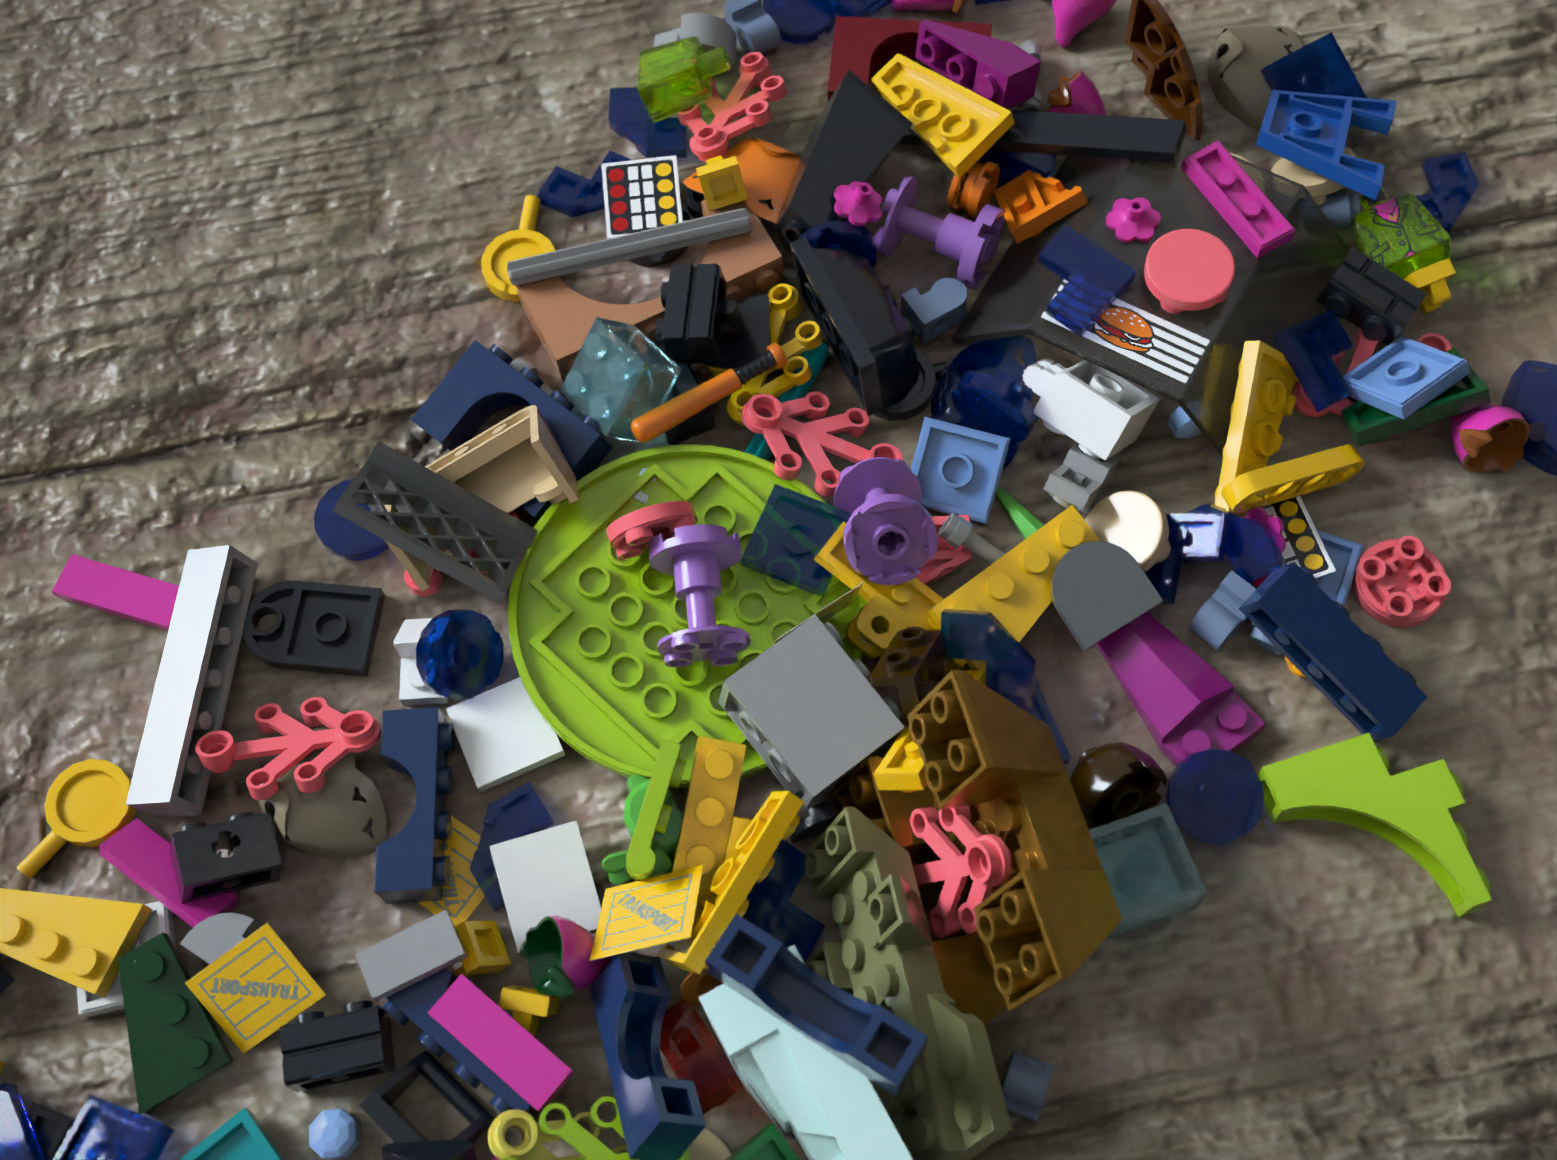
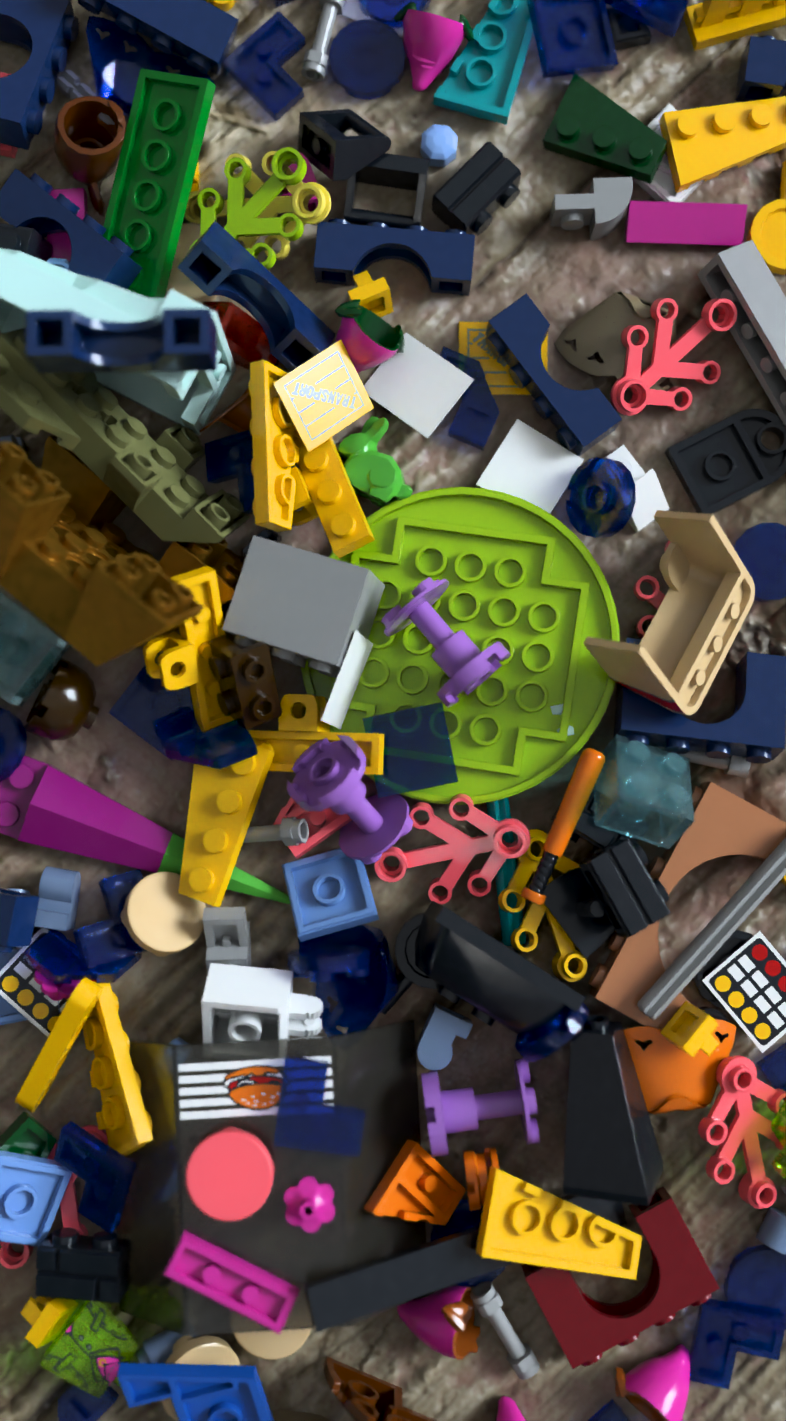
camera: 140 degrees right, 20 degrees up
(206, 874) = (659, 228): black brick -> none
(255, 988) = (558, 185): yellow sticker -> none
(411, 955) = (465, 266): light grey tile -> none
(433, 501) = (691, 587): dark grey fence -> none
(483, 947) = (430, 313): yellow tile -> none
(501, 1043) = (362, 251): dark pink tile -> none
(636, 529) = (525, 663): coral tile -> none
(654, 813) = (367, 465): lime plate -> none
(858, 203) = (557, 1071): dark pink plant -> none
(979, 63) = (544, 1303): magenta slope -> none
(985, 861) = (89, 544): coral plant -> none
(1100, 591) = (151, 846): dark grey tile -> none

